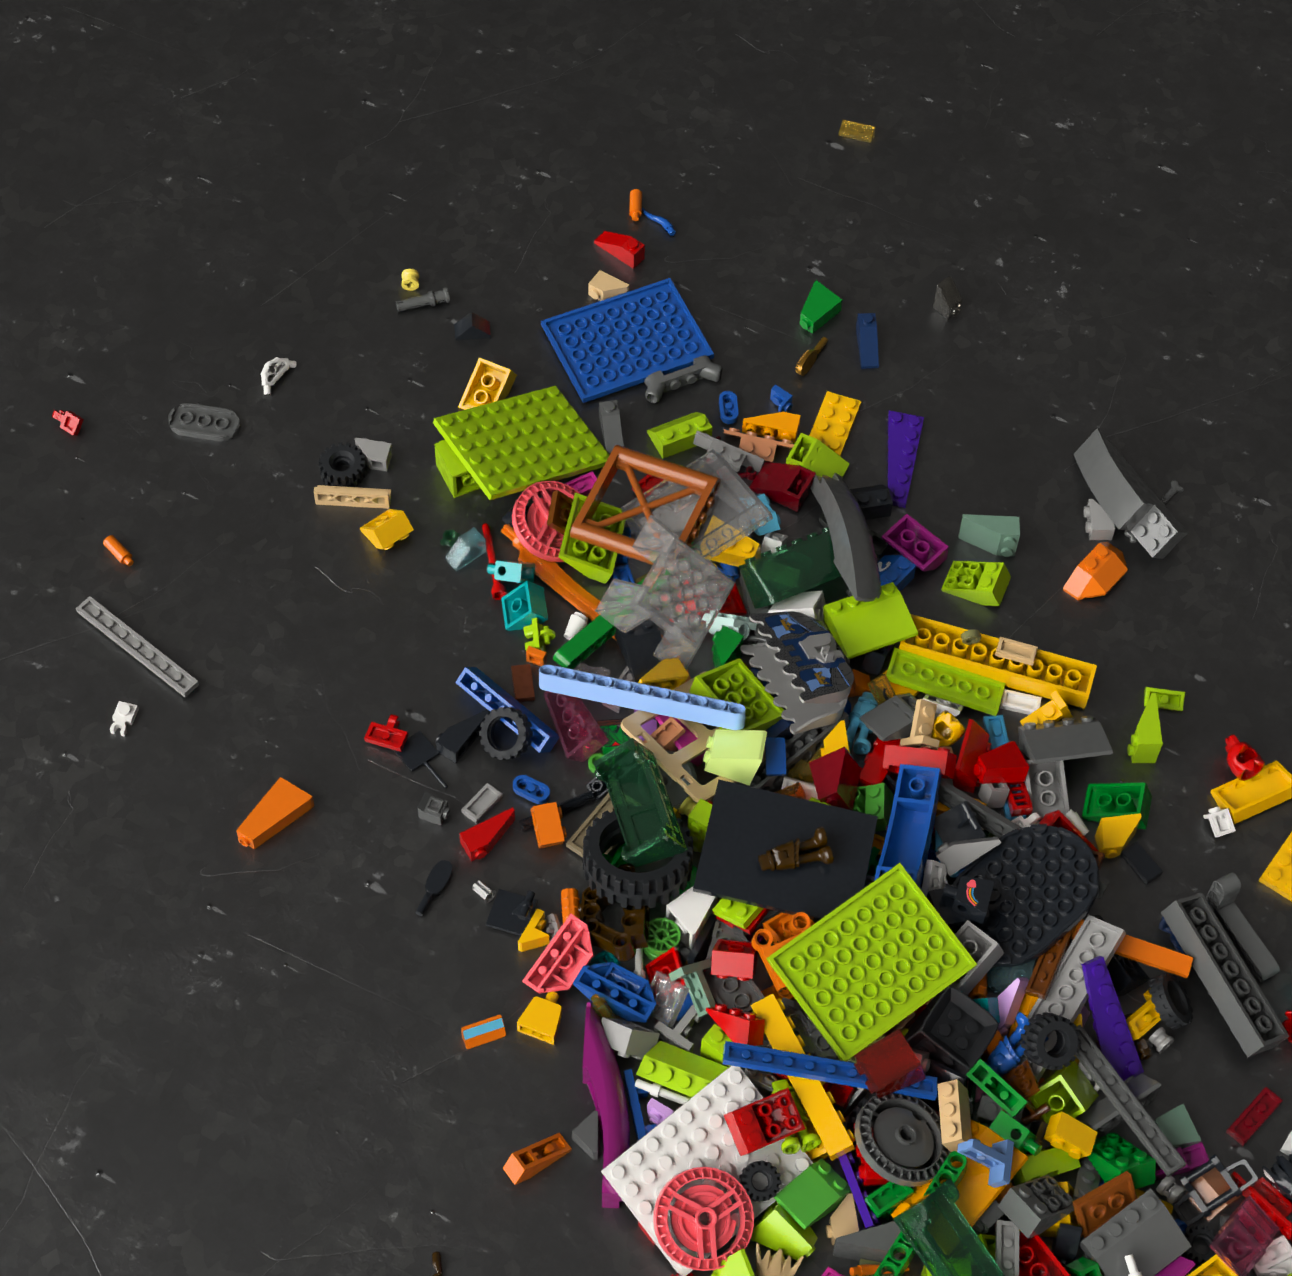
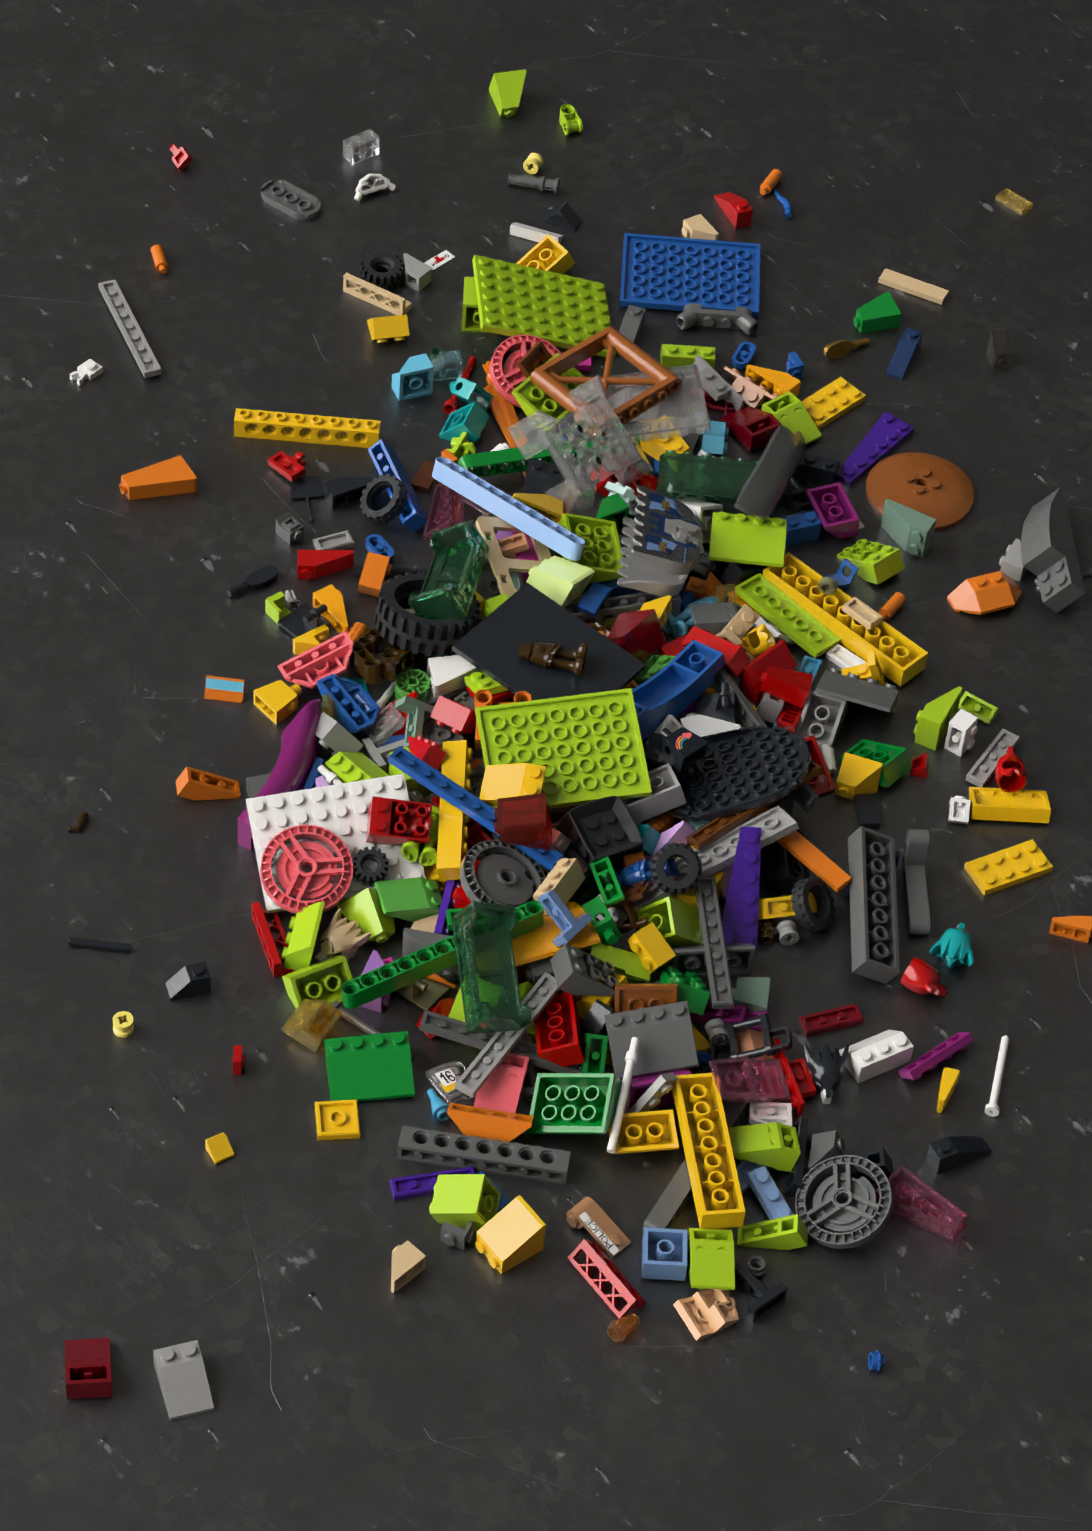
camera: 25 degrees right, 10 degrees down
(238, 332) = (361, 146): none -> clear brick
(341, 211) = (507, 91): none -> lime slope
(380, 683) = (306, 428): none -> yellow brick
(385, 426) = (439, 259): none -> white sticker
(415, 216) = (570, 120): none -> lime piece
(450, 580) = (414, 378): none -> medium azure slope
(458, 357) = (532, 233): none -> white slope
(476, 909) = (276, 607): none -> lime panel
(524, 877) = (336, 610): none -> light orange slope
(828, 262) = (913, 286): none -> tan tile
(851, 1027) = (511, 781): none -> yellow slope
(948, 494) = (945, 492): none -> dark orange dish
(961, 617) = (842, 580): none -> blue bracket
(1025, 624) = (892, 605): none -> orange cylinder
(1157, 788) = (920, 766): none -> red slope
(1175, 737) = (961, 733): none -> white brick
(1211, 749) = (986, 764): none -> light grey plate

